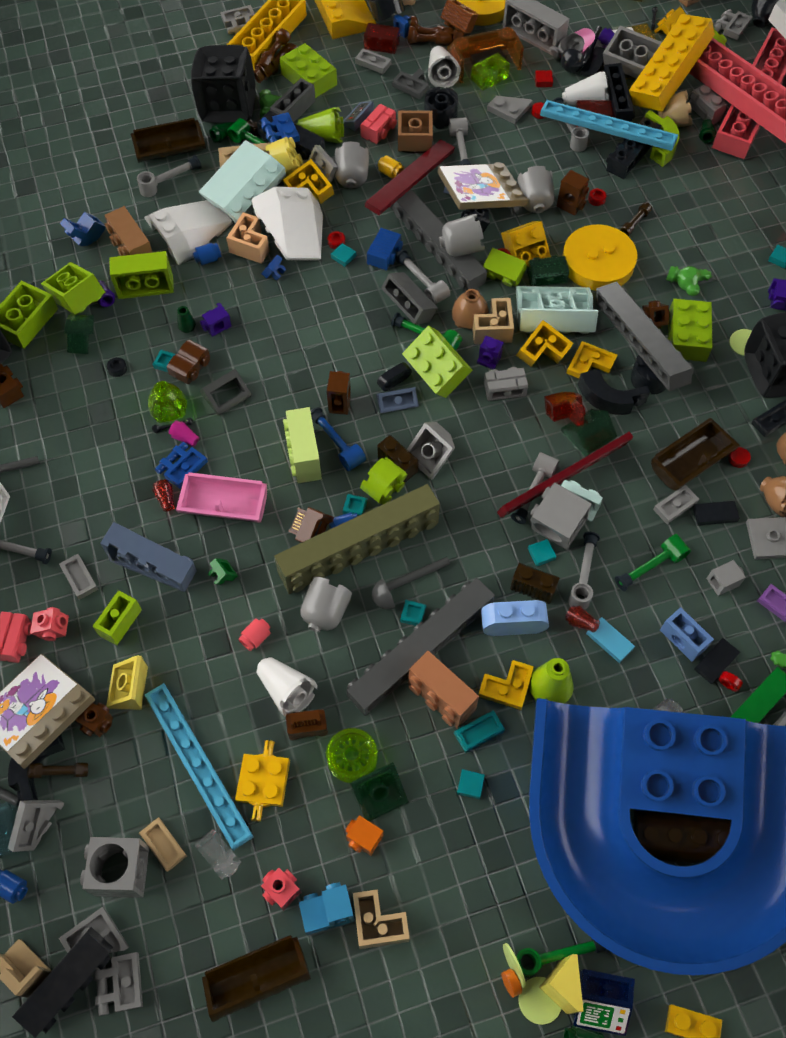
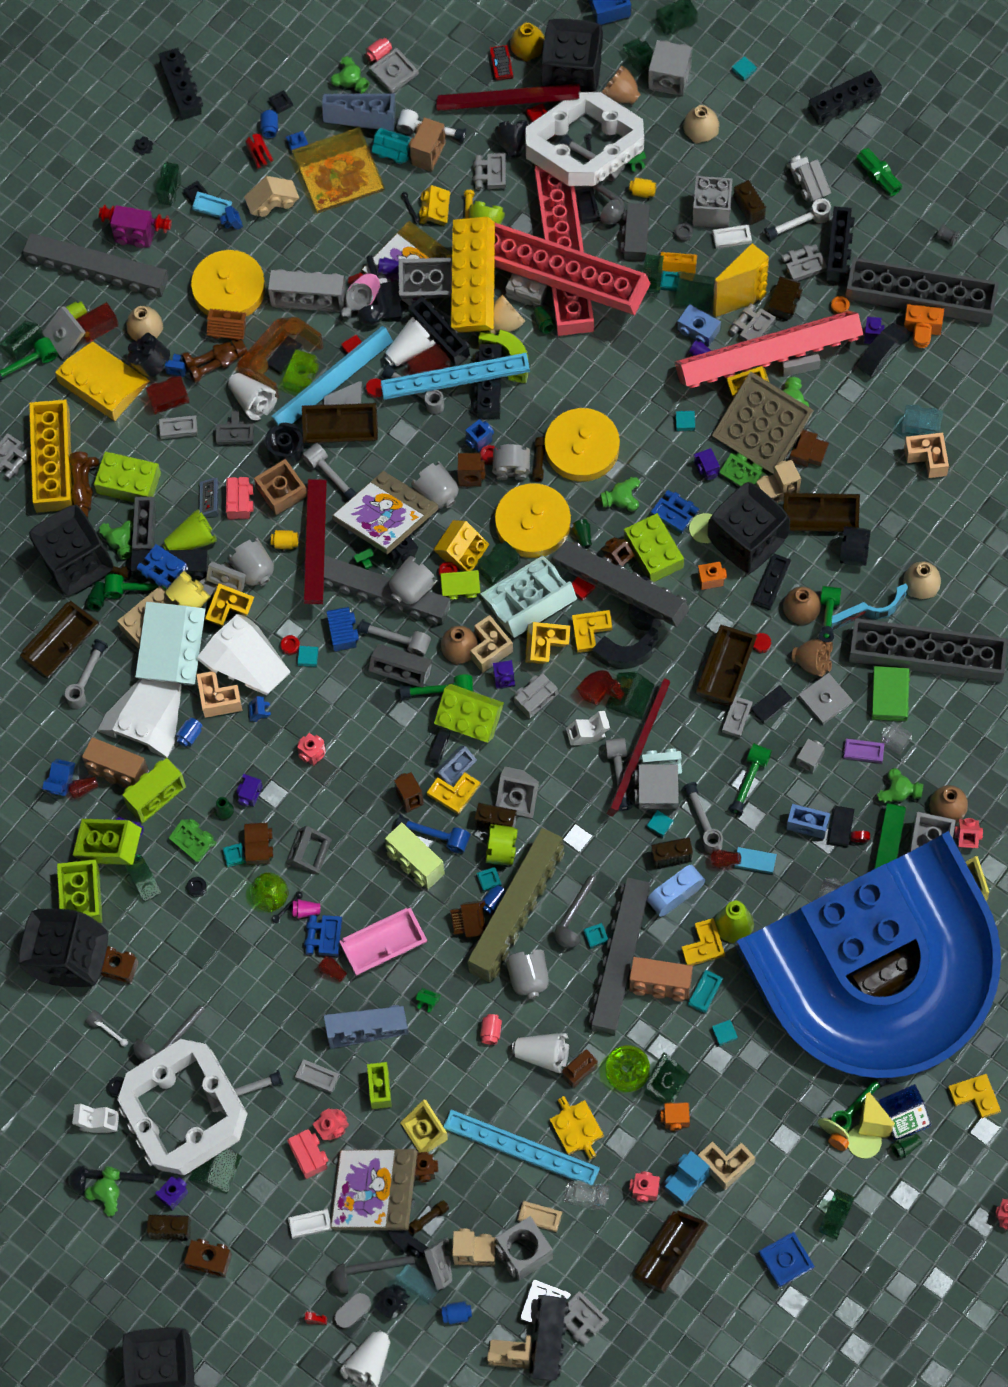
camera: 30 degrees left, 5 degrees up
(68, 829) = (472, 1249): none -> tan brick
(96, 246) = (82, 786): none -> clear red cone
(143, 329) = (192, 839): none -> bright green bracket
(289, 317) = (308, 753): none -> coral brick
(377, 422) = (454, 797): none -> yellow plate
(441, 210) = (363, 557): none -> green tile
(495, 113) = (339, 423): none -> dark brown container
(514, 86) = (334, 376): none -> medium azure tile
(530, 437) = (588, 731): none -> white brick
(598, 175) = (479, 435): none -> blue brick
(605, 328) = (582, 588): none -> red tile
(611, 205) = (511, 462): none -> light grey brick
(636, 285) = (582, 532): none -> dark green cone
(679, 227) = (582, 444): none -> yellow brick
(725, 318) = (672, 515): none -> blue plate
(728, 378) = (711, 575): none -> orange brick

